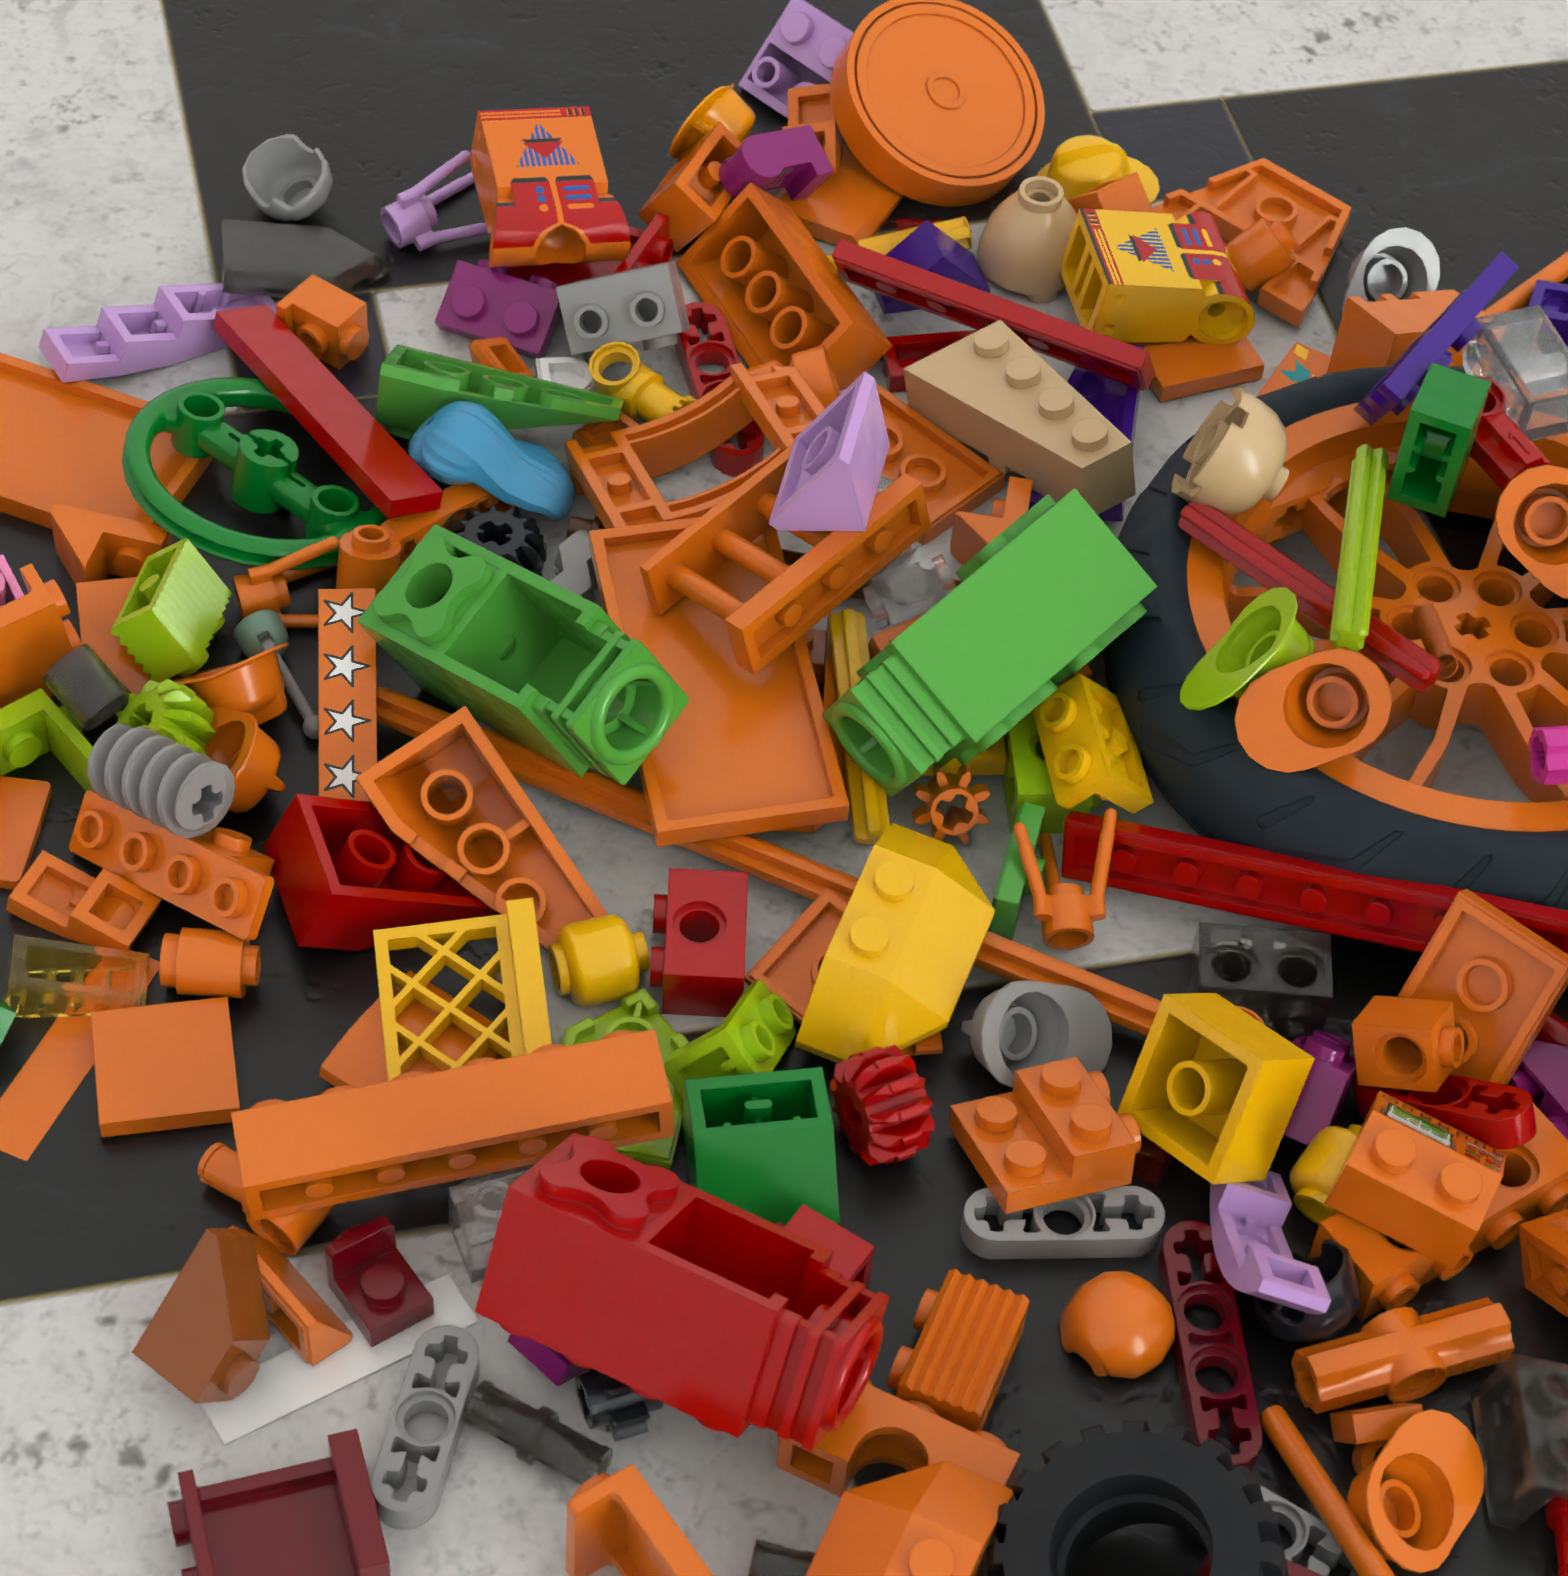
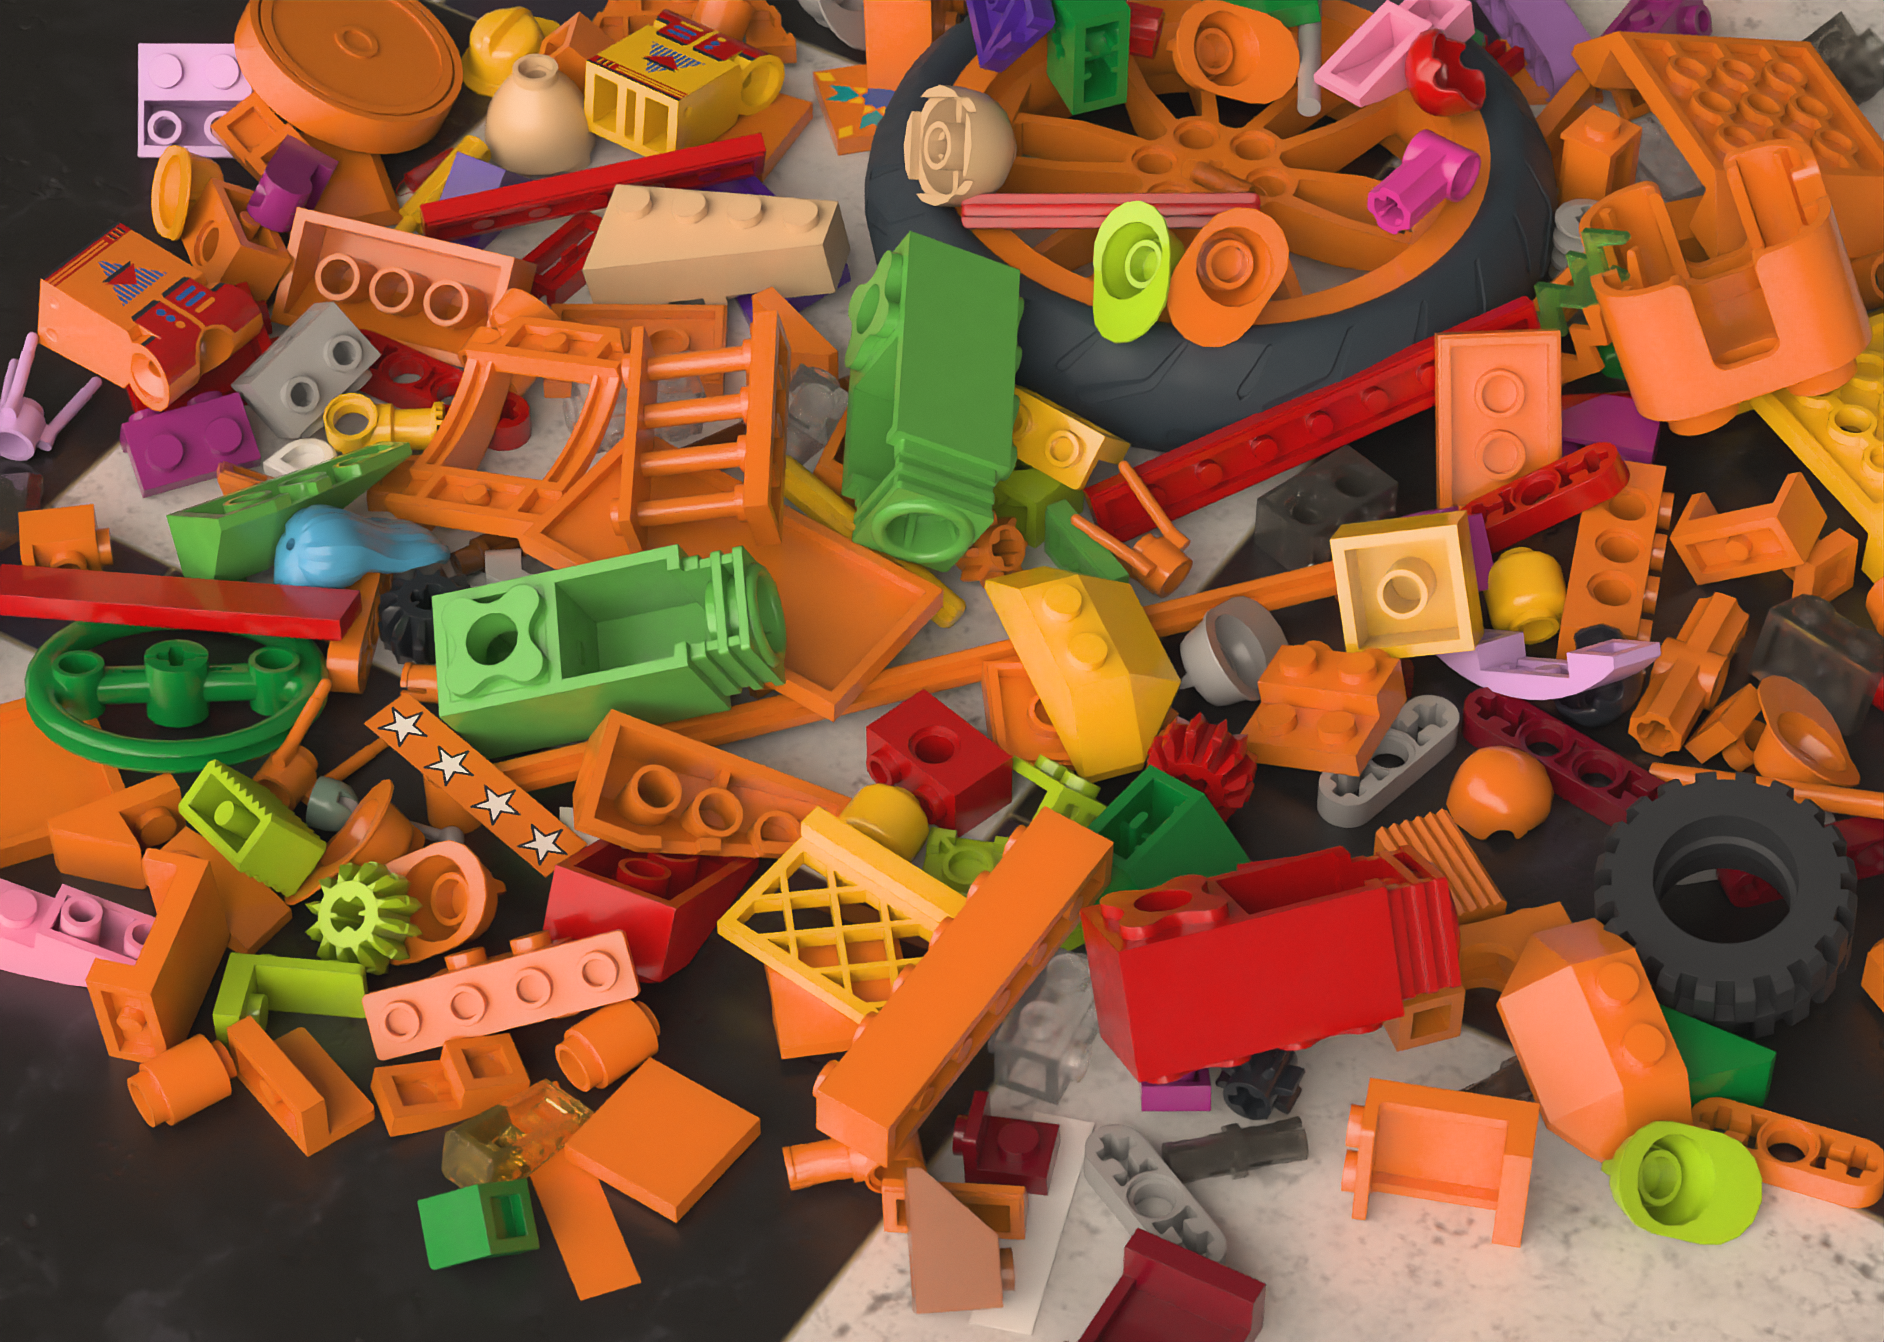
camera: 40 degrees left, 5 degrees down
(87, 688) = (282, 920): clear smoke piece -> none
(160, 780) = (445, 932): light grey piece -> none
(367, 558) = (358, 692): orange brick -> none
(835, 465) = (701, 338): lavender slope -> none
(1359, 549) = (1116, 152): lime axle -> none
(1389, 1061) = (1464, 460): orange brick -> none
(1417, 1180) = (1601, 547): orange slope -> none

